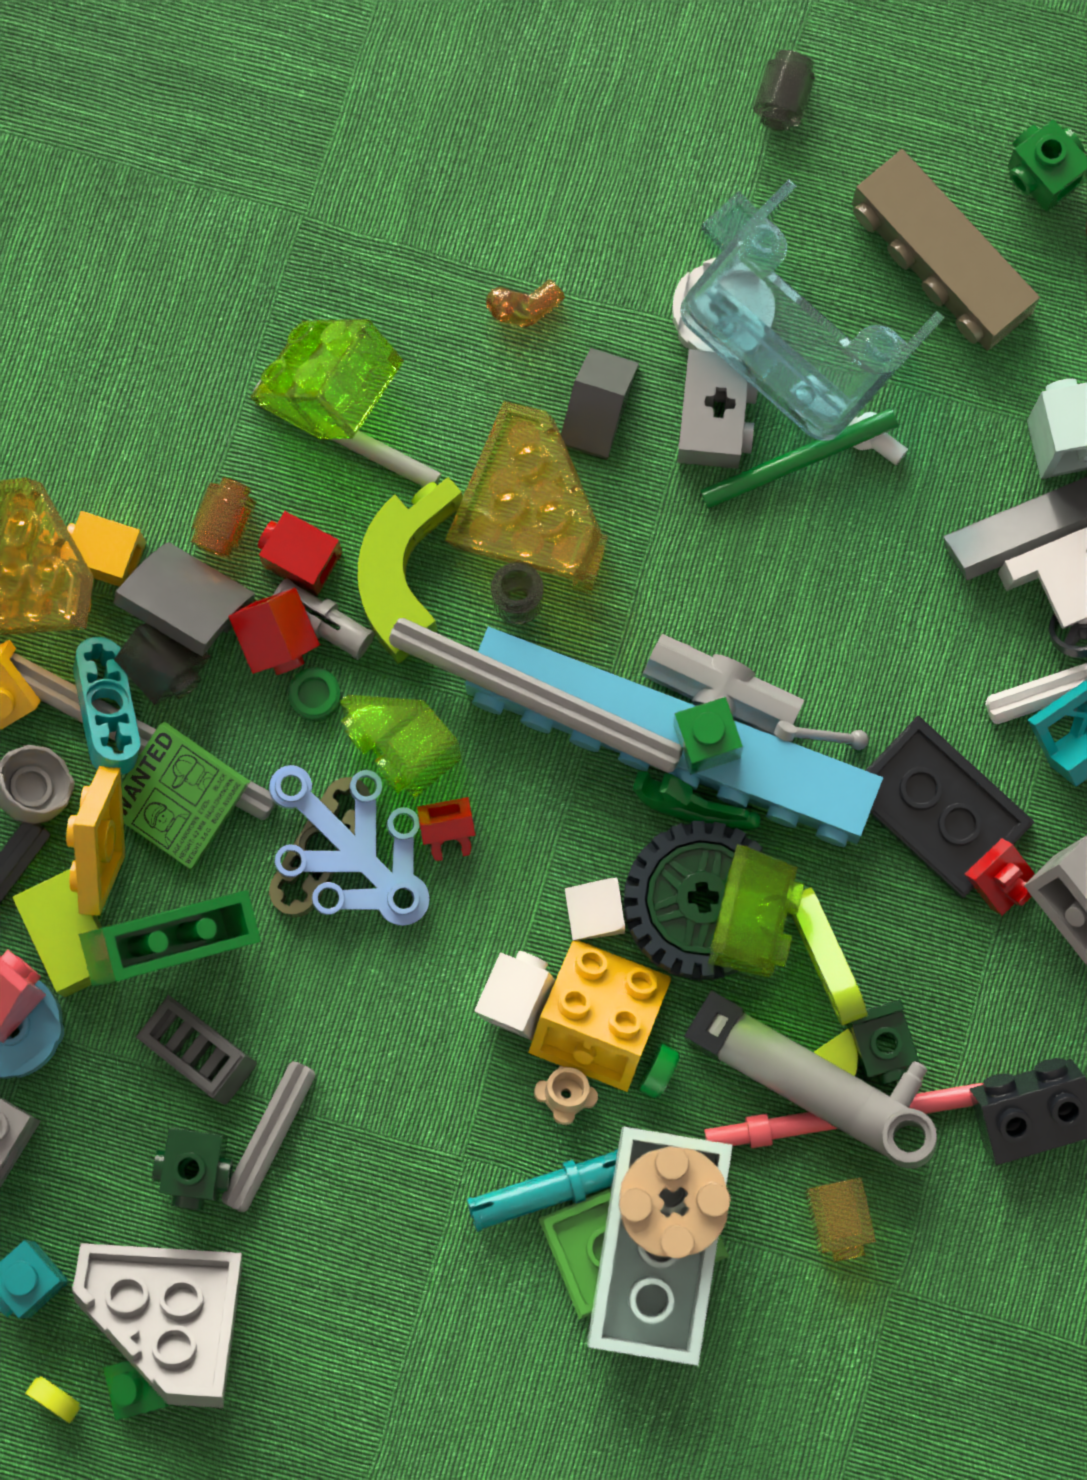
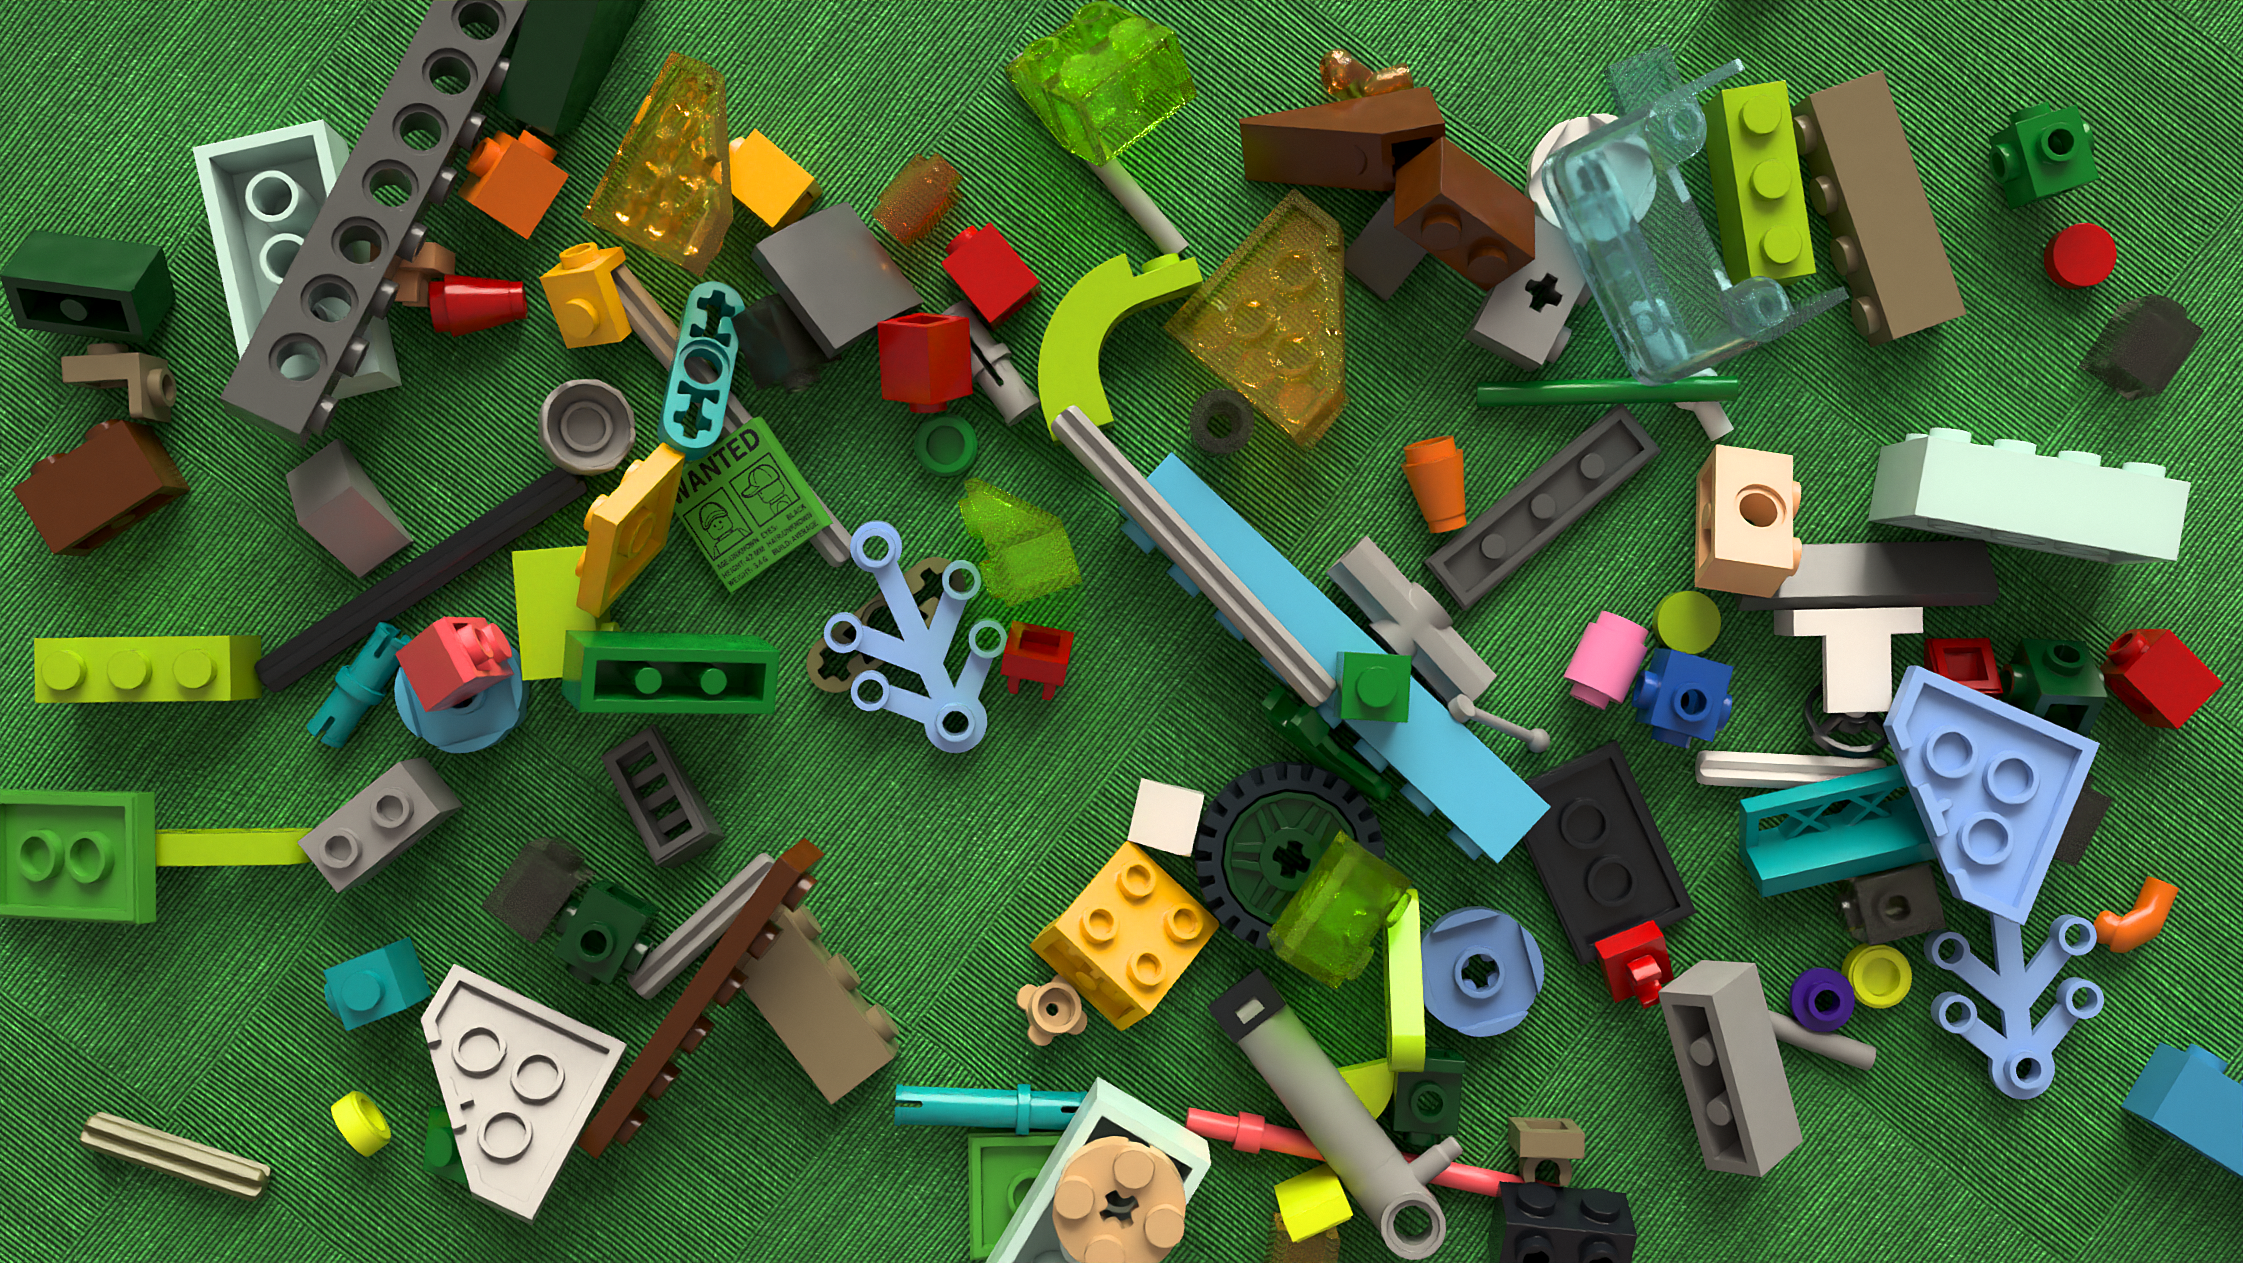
camera: 20 degrees right, 10 degrees up
(128, 1150) = (539, 887): none -> clear smoke brick
(295, 1159) = (715, 984): none -> reddish brown plate
(372, 1156) = (818, 1009): none -> dark tan brick
(516, 993) = (1039, 883): white brick -> none
(530, 352) = (1342, 142): none -> reddish brown slope
(636, 368) = (1464, 214): none -> reddish brown brick
(659, 1071) = (1164, 1026): green tile -> none
(700, 574) = (1437, 481): none -> orange cone
(787, 564) = (1541, 506): none -> dark grey tile
(827, 1154) = (1312, 1202): none -> neon yellow tile
(847, 263) = (1758, 184): none -> lime brick
(883, 656) = (1606, 660): none -> bright pink brick
(915, 937) = (1509, 988): none -> medium blue plate
(934, 606) = (1686, 622): none -> lime tile
(942, 511) = (1728, 549): none -> light nougat brick
(953, 642) = (1704, 695): none -> blue brick
(991, 1043) = (1546, 1140): none -> dark tan tile

